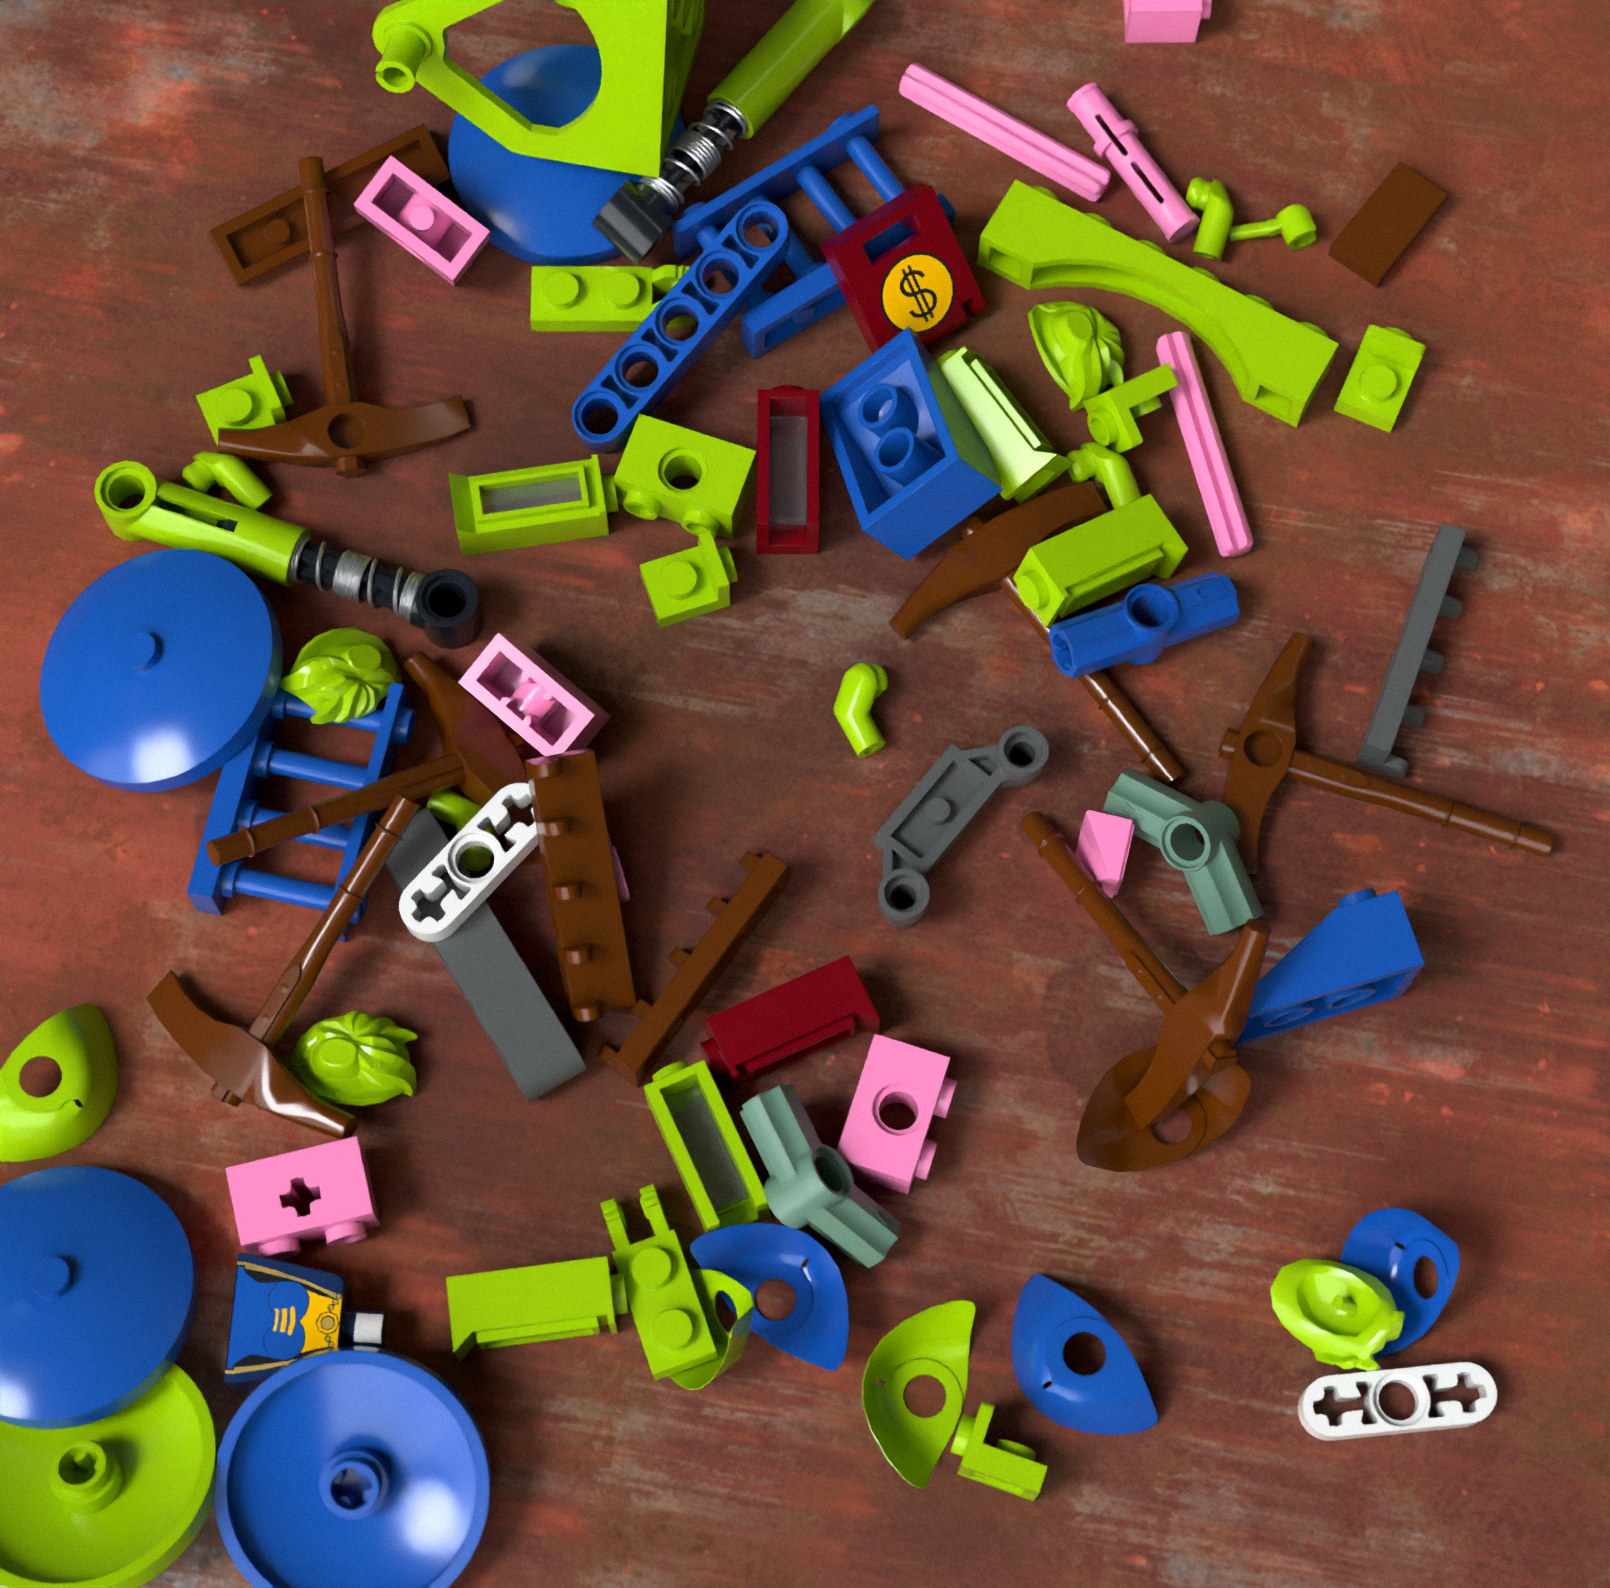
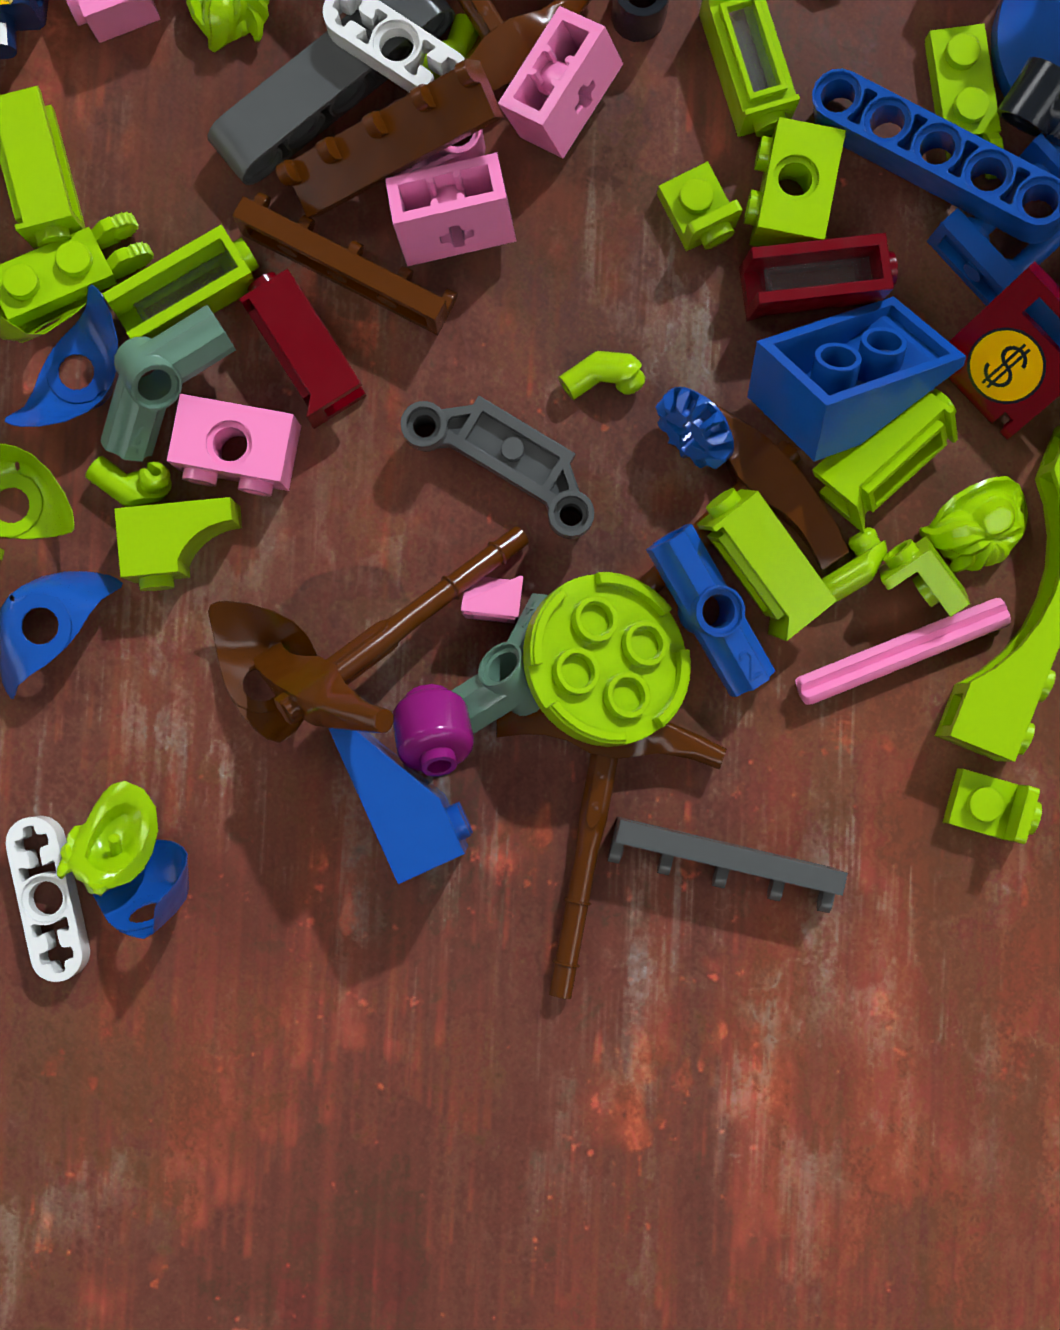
camera: 75 degrees right, 15 degrees up
(661, 835) = (450, 209): none -> bright pink brick
(924, 629) = (695, 427): none -> blue gear
(925, 1243) = (131, 488): none -> lime arm
(994, 1209) = (162, 539): none -> lime arch
(1189, 734) = (606, 659): none -> lime tile
(1257, 896) = (432, 730): none -> magenta head

